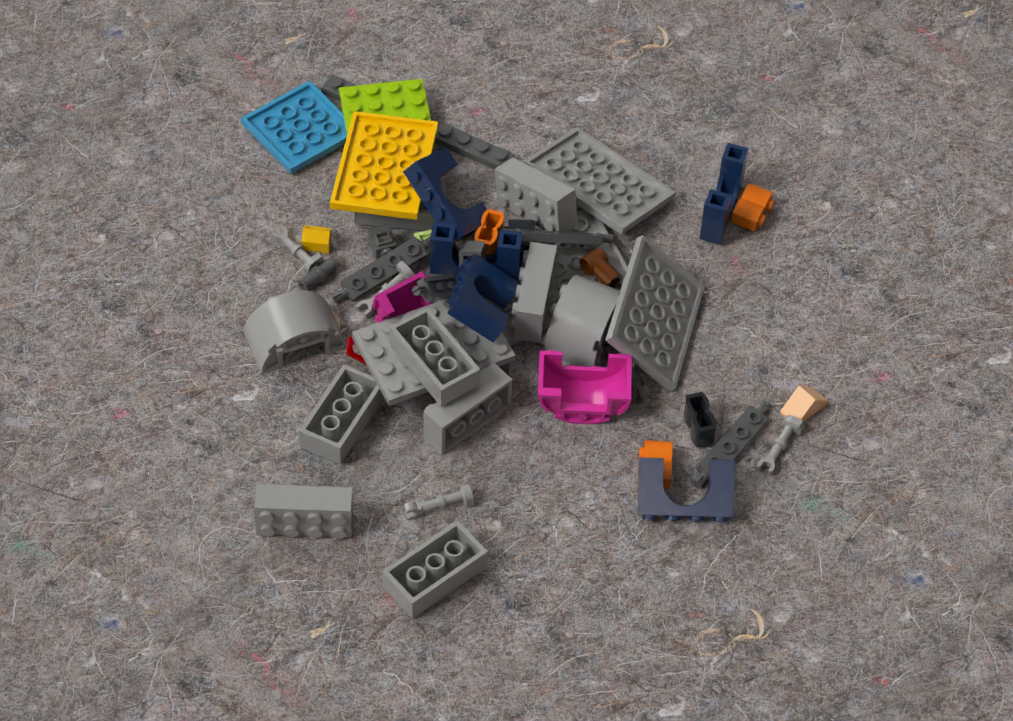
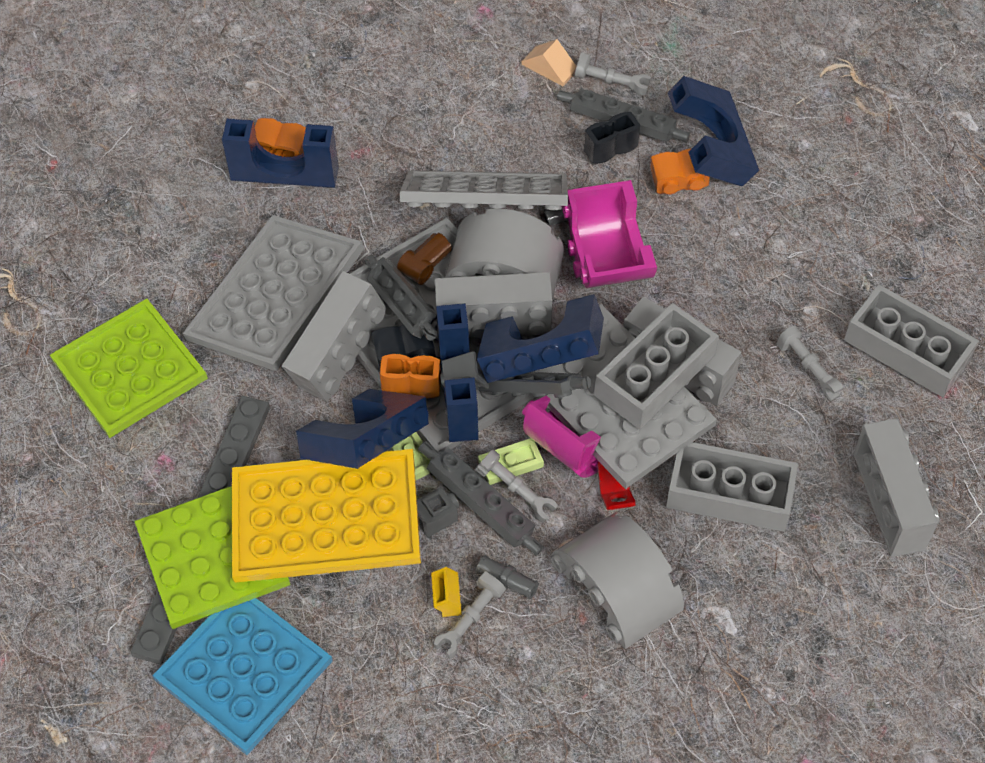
camera: 100 degrees left, 5 degrees up
(558, 96) = (128, 367): none -> lime plate

